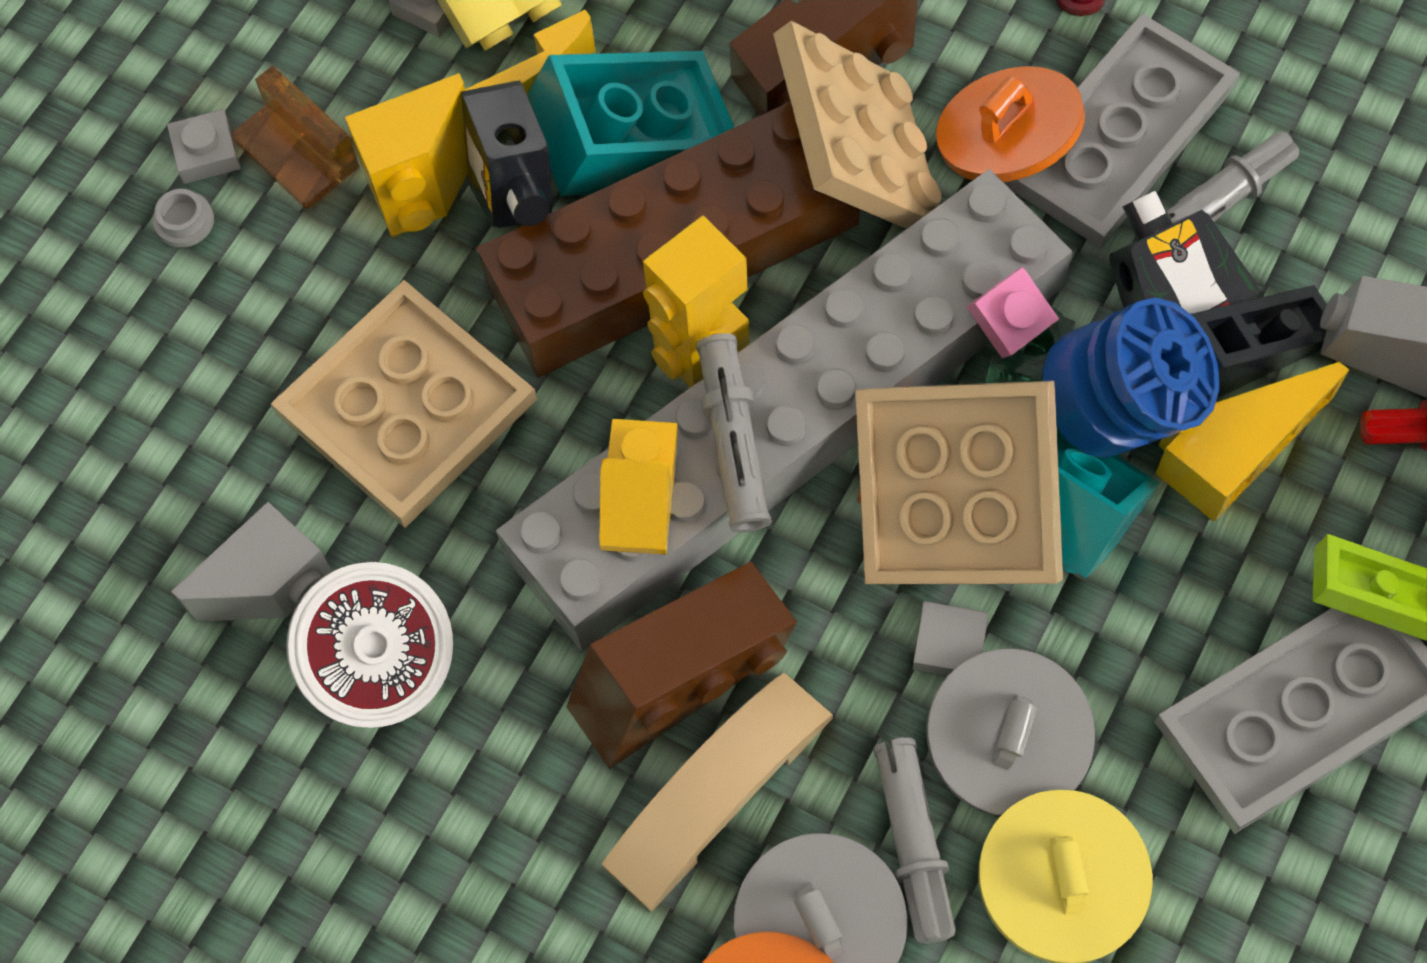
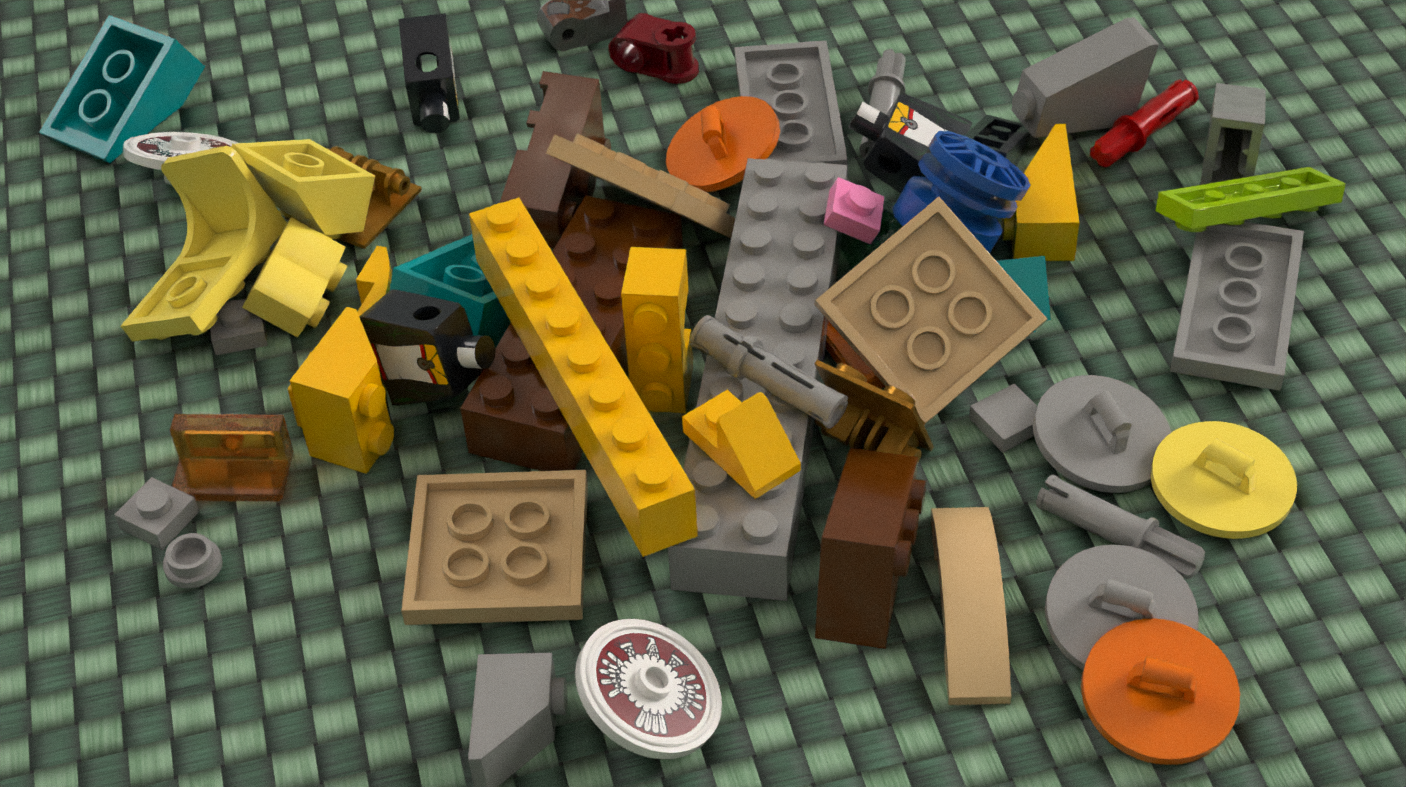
camera: 45 degrees left, 20 degrees down
(569, 304) = (585, 379): none -> yellow brick
(811, 532) = (874, 416): none -> pearl gold hinge

